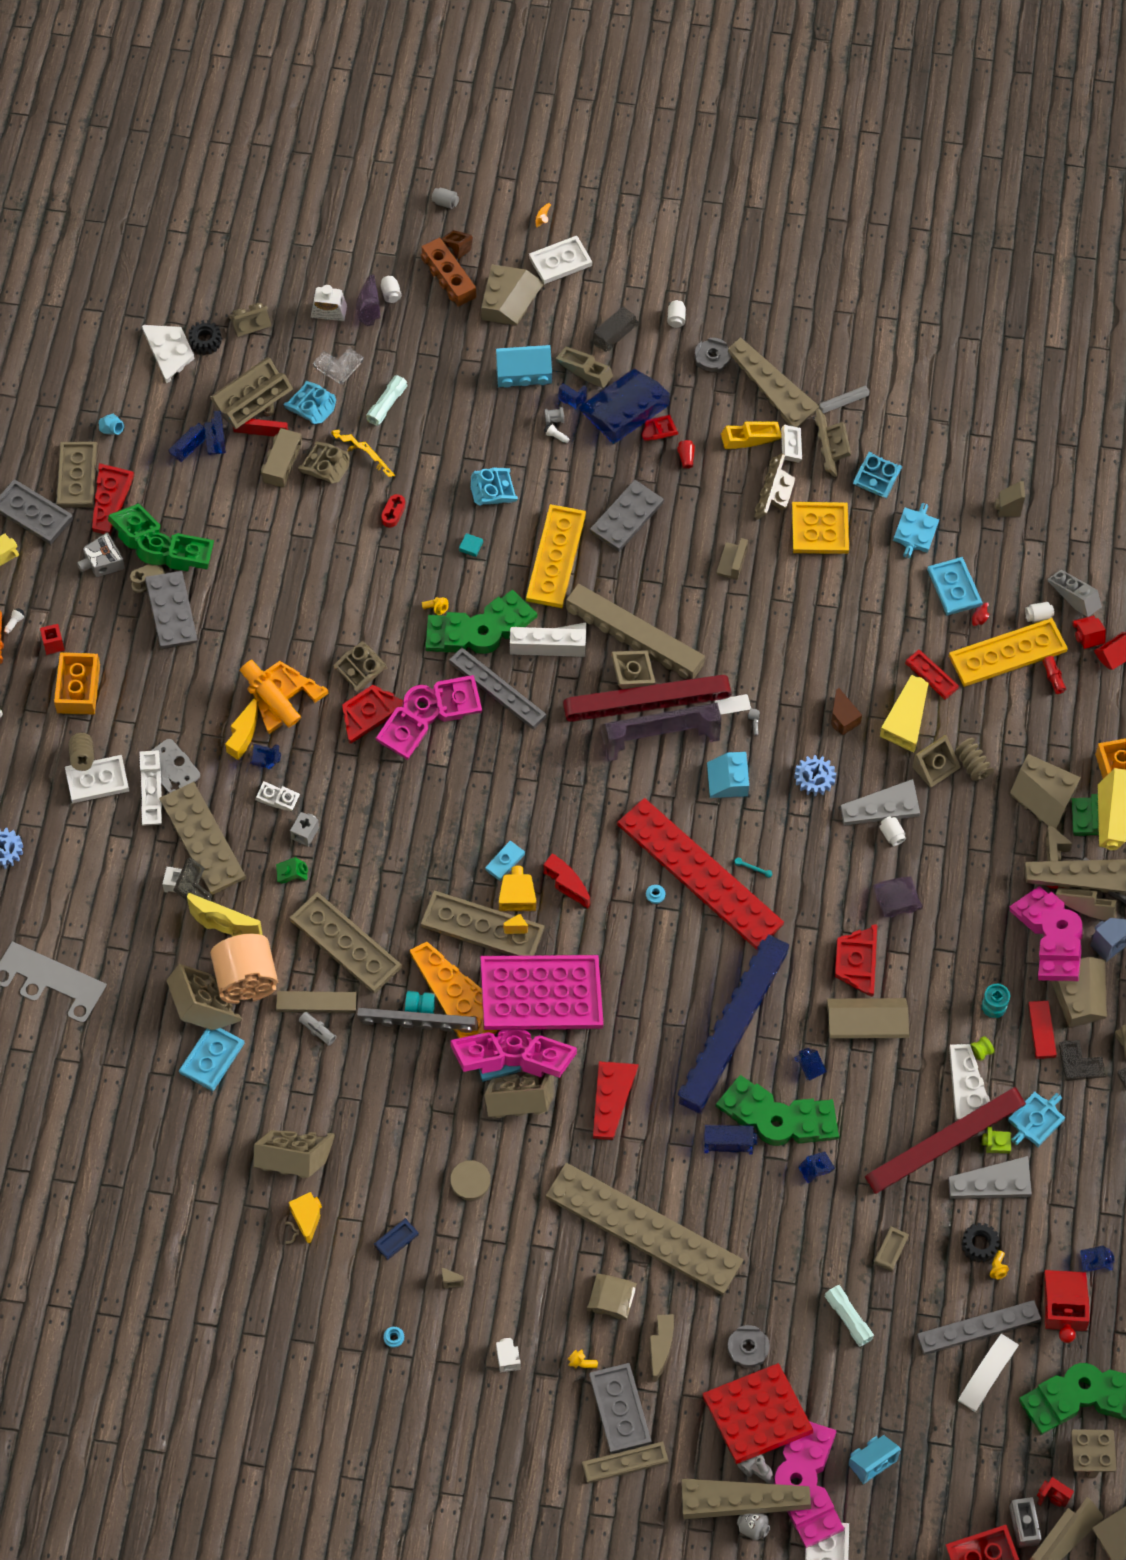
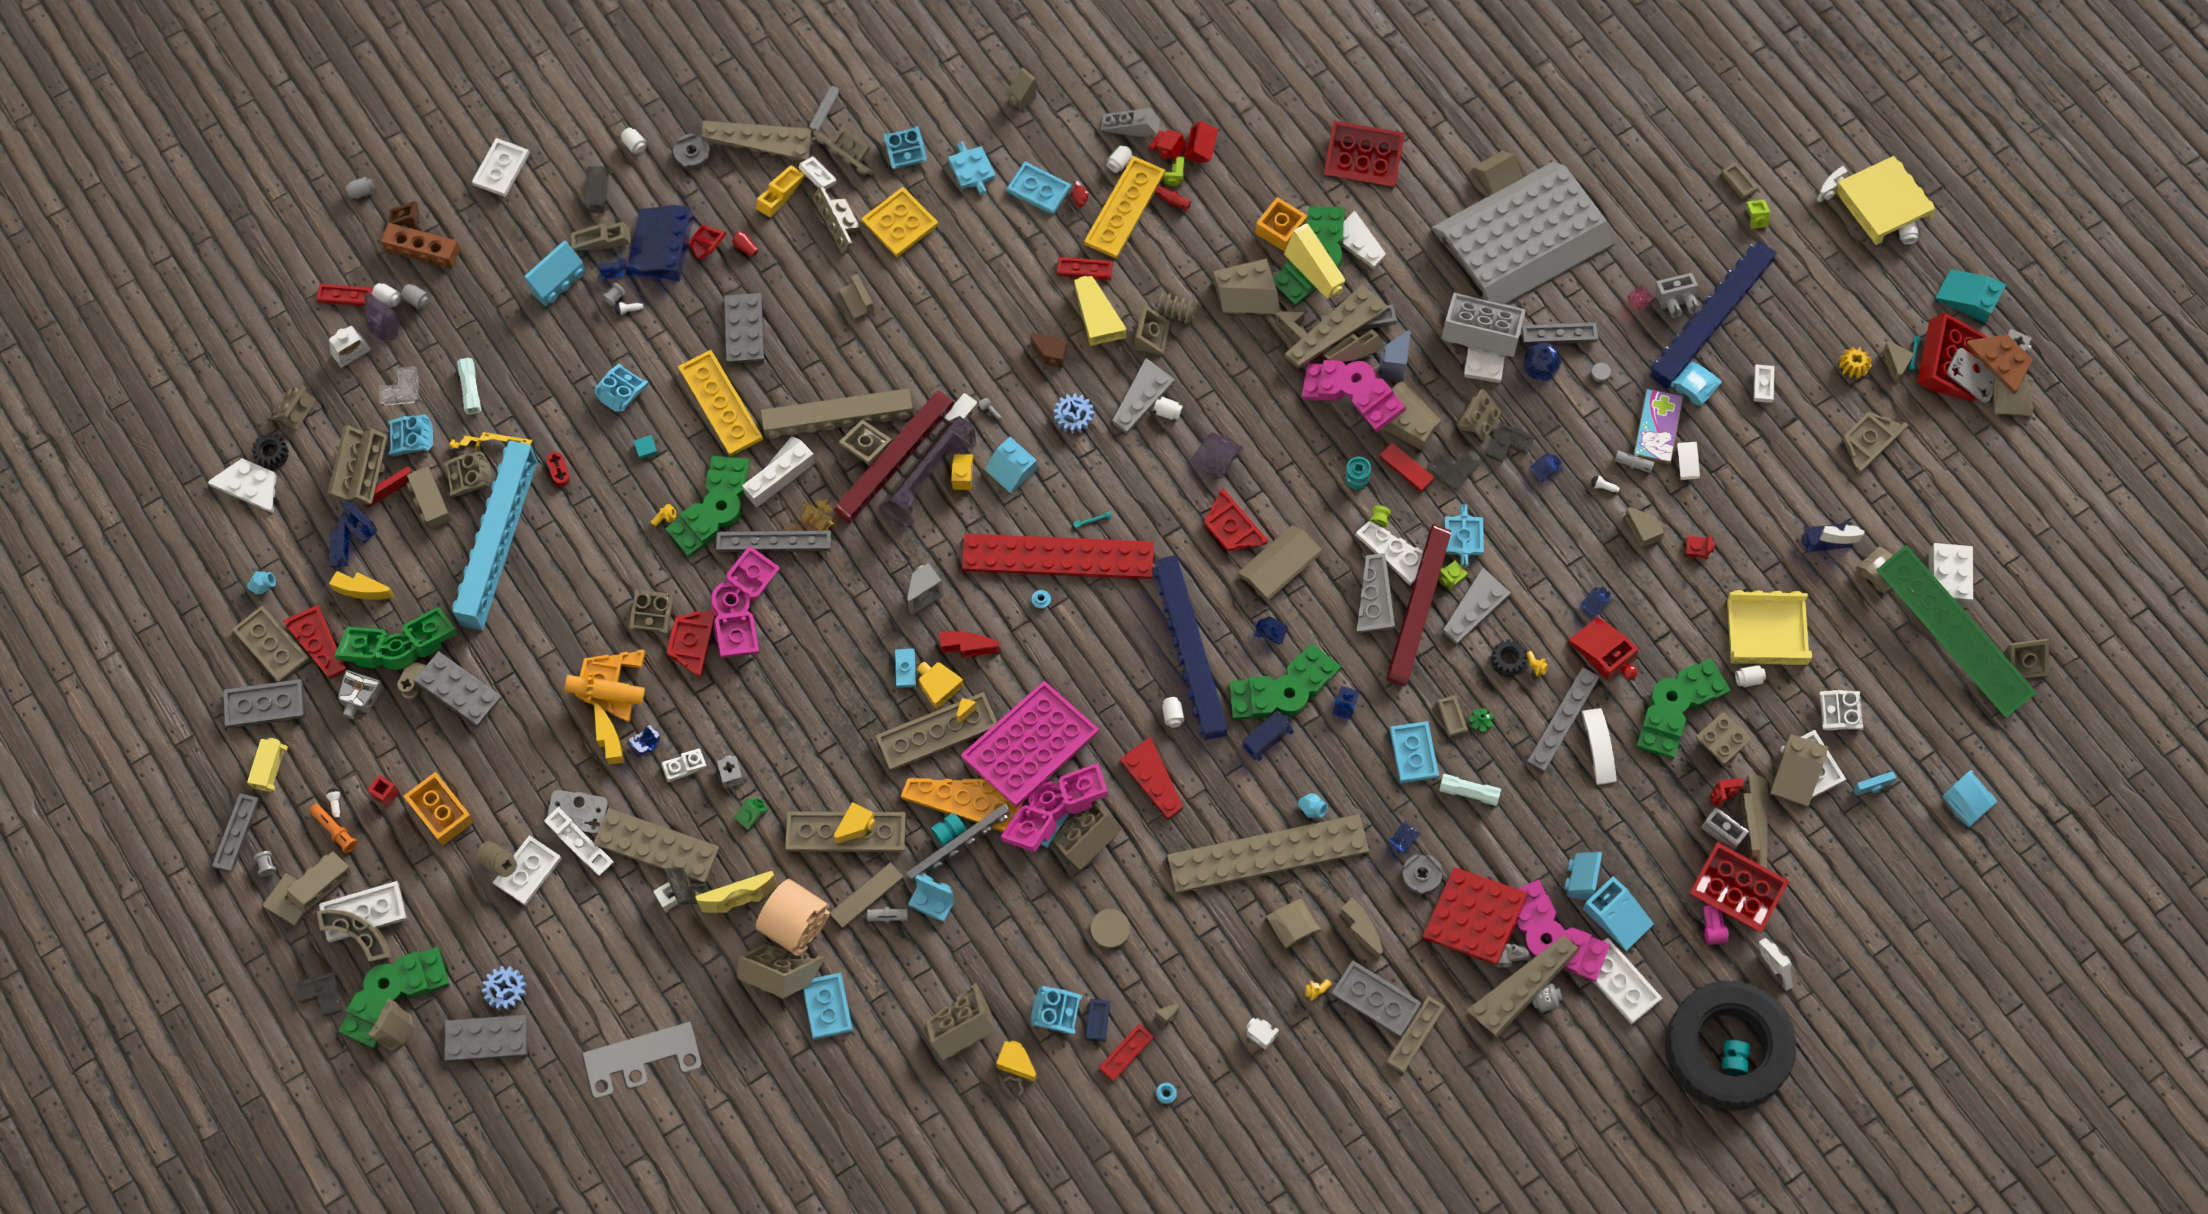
camera: 40 degrees left, 5 degrees up
(173, 482) = (360, 587): none -> yellow slope
(300, 521) = (495, 535): none -> medium azure brick
(354, 940) = (854, 824): none -> yellow slope
(360, 1044) = (932, 898): none -> medium azure bracket
(361, 265) = (342, 294): none -> red tile
(371, 1204) = (1055, 1009): none -> medium azure slope
(393, 1281) = (1126, 1052): none -> red tile
(410, 306) = (415, 296): none -> light grey brick
(508, 294) = (486, 226): dark tan wedge -> none
(541, 217) = (451, 144): light orange bar -> none
(551, 693) = (824, 520): none -> clear yellow hips
(570, 811) = (924, 588): none -> light grey slope
(673, 1060) = (1173, 712): none -> white brick
(687, 750) = (962, 471): none -> yellow slope
(712, 1222) = (1313, 806): none -> medium azure rock
(759, 1307) = (1404, 838): none -> clear blue bracket
(833, 1250) = (1414, 752): none -> medium azure tile
(874, 1511) = (1618, 913): none -> medium azure slope
(912, 1271) = (1481, 720): none -> green plant
(918, 1106) = (1376, 601): none -> light grey wing
(1075, 659) = (1176, 176): none -> lime bracket

